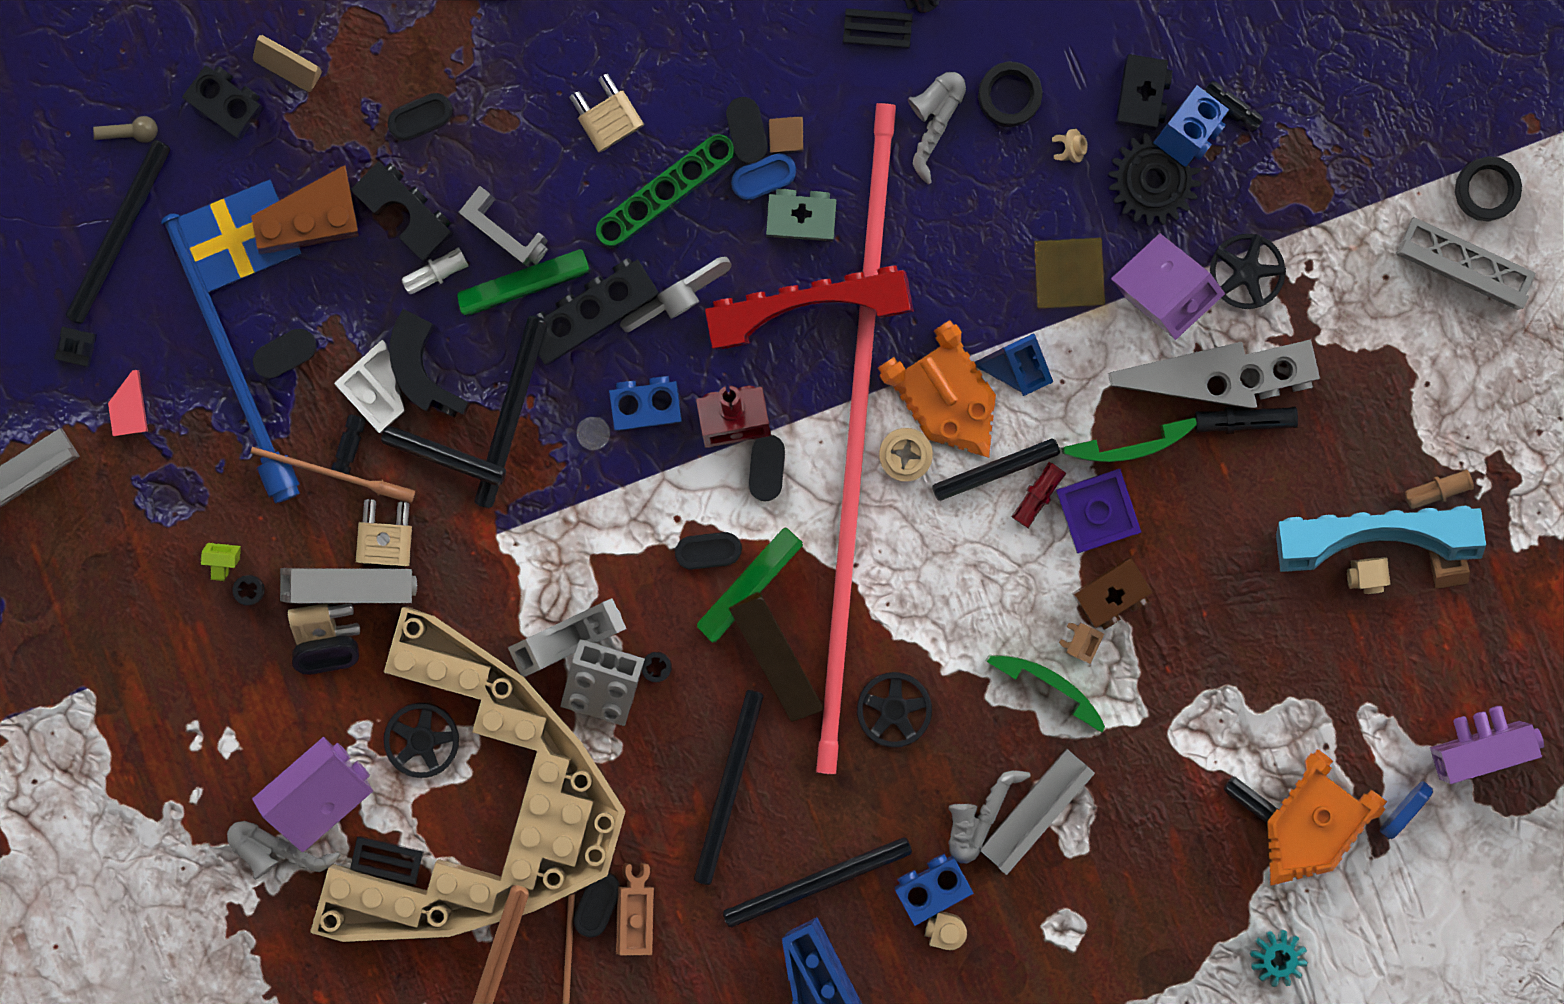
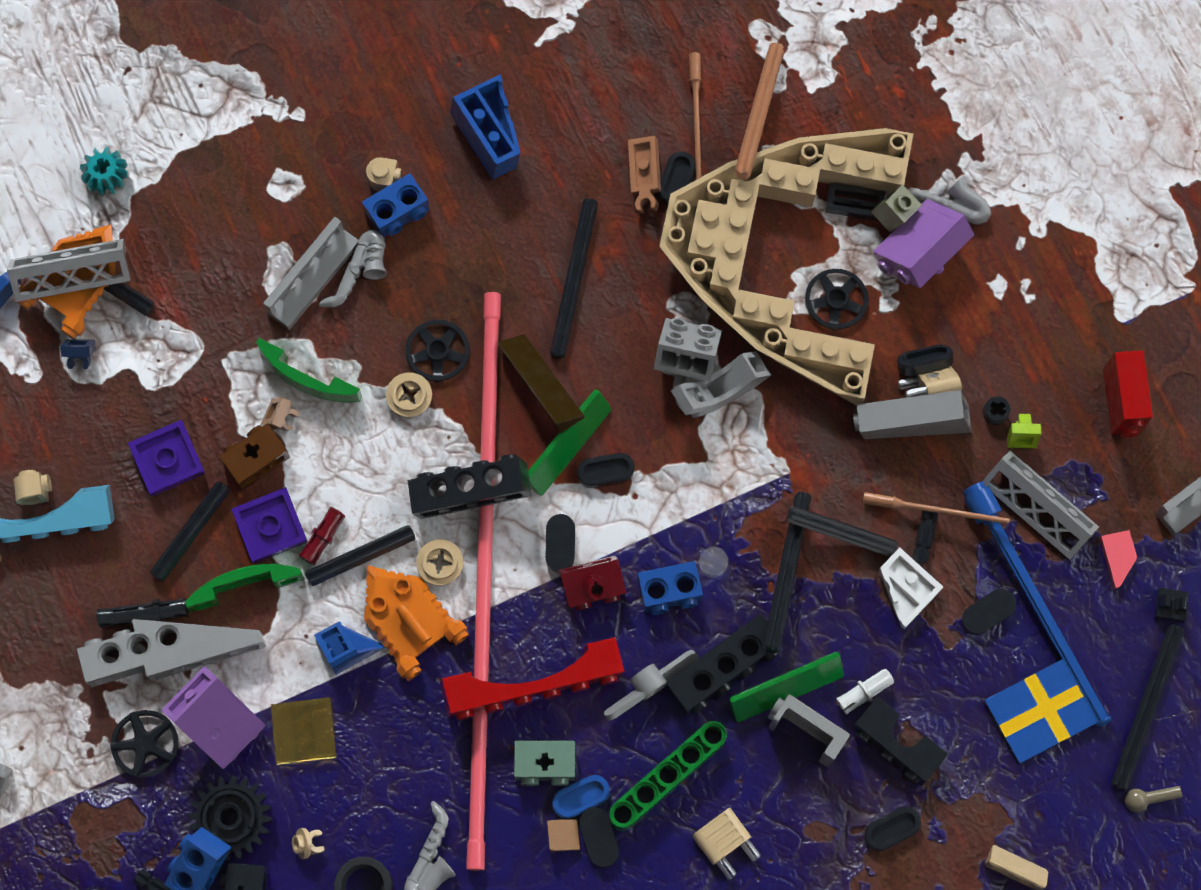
camera: 165 degrees right, 15 degrees down
(94, 592) = (1127, 393): none -> red brick
(205, 477) = (1049, 500): none -> light grey fence
(220, 107) = (1072, 820): black brick -> none
(308, 216) = (981, 728): dark orange wedge -> none
(340, 841) = (896, 208): none -> olive brick
(384, 542) = (885, 457): tan piece -> none
(406, 360) = (878, 602): black arch -> none
(664, 672) = (650, 374): black bush -> none
(815, 532) = (513, 486): none -> black brick
(817, 882) = (493, 207): black axle -> none
(945, 661) = (412, 382): none -> tan gear
(1189, 511) = (189, 531): none -> black axle
(1214, 599) = (166, 458): none -> dark purple plate
(1313, 737) = (78, 349): none -> dark blue tile
(1322, 834) = (65, 260): none -> light grey fence

